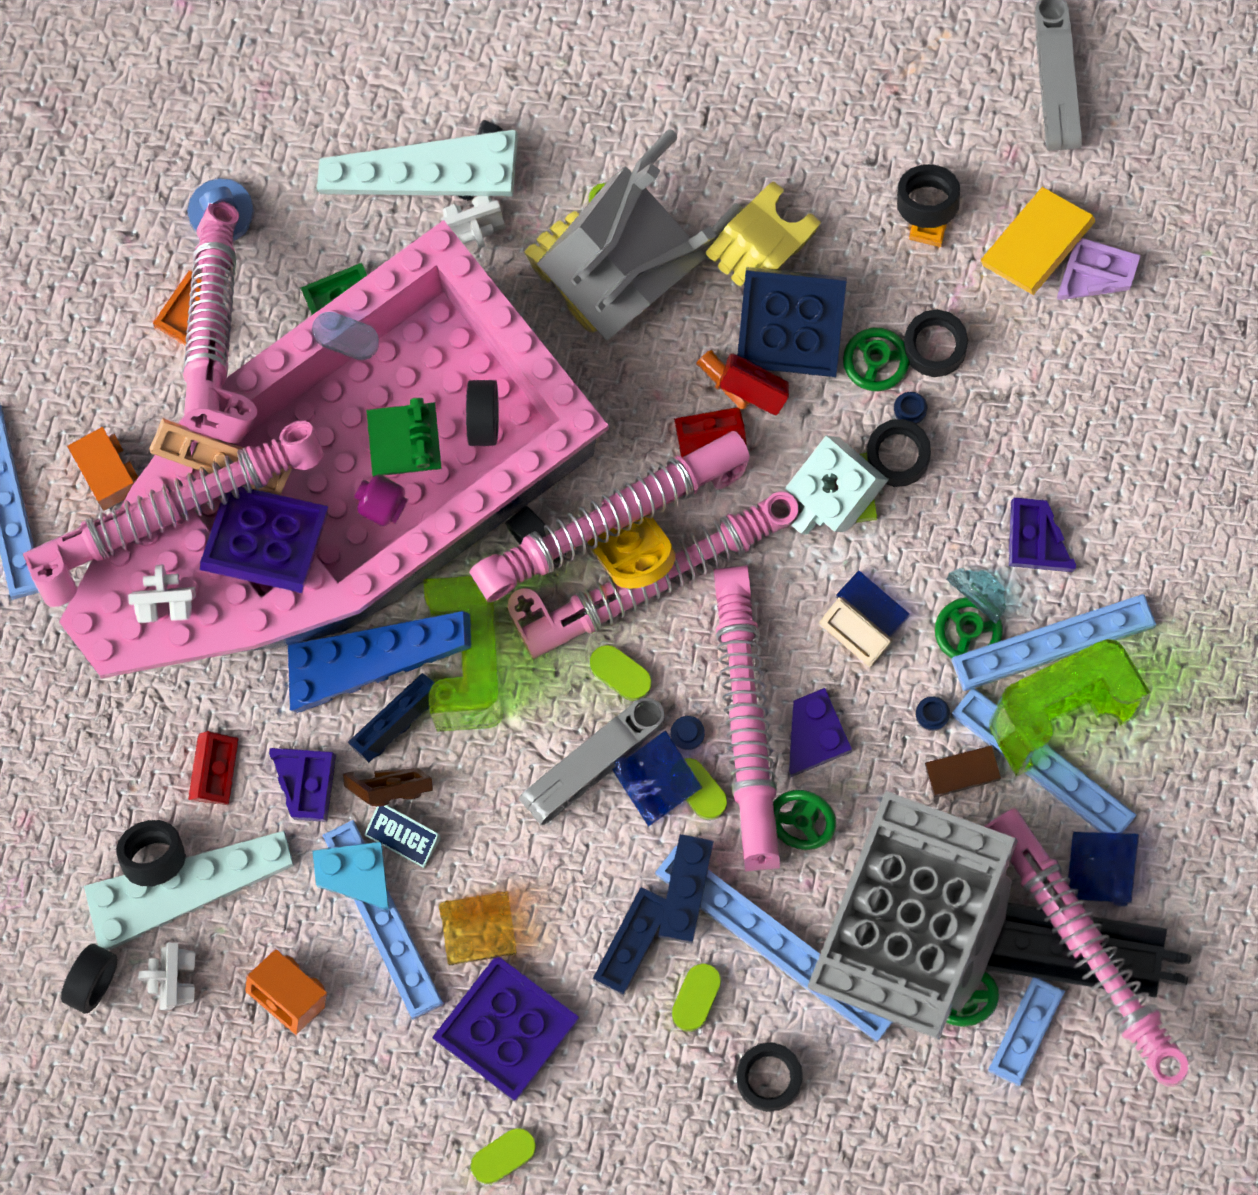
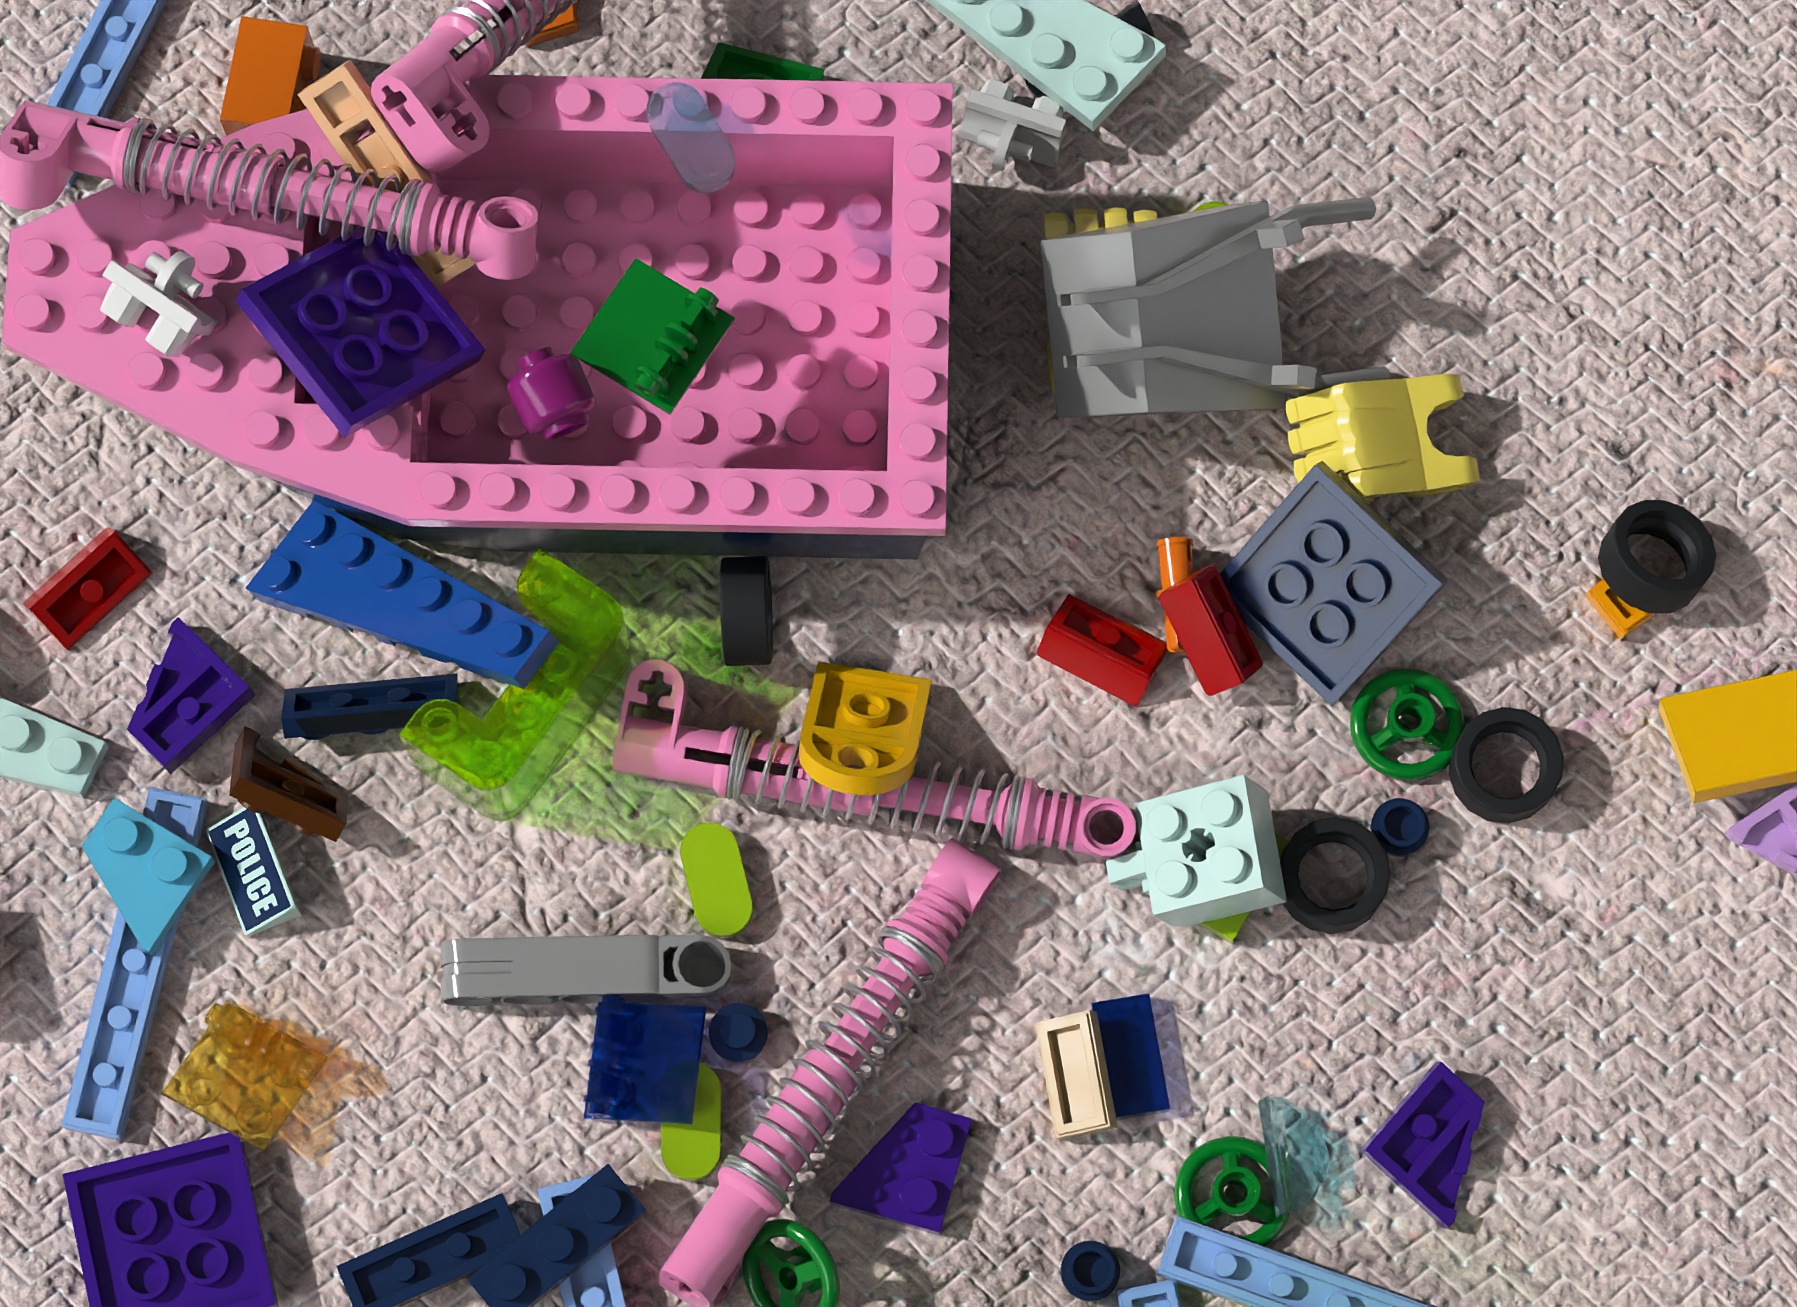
camera: 30 degrees right, 0 degrees up
(482, 412) = (779, 379): black tyre -> none
(717, 462) = (1076, 697): bright pink piece -> none

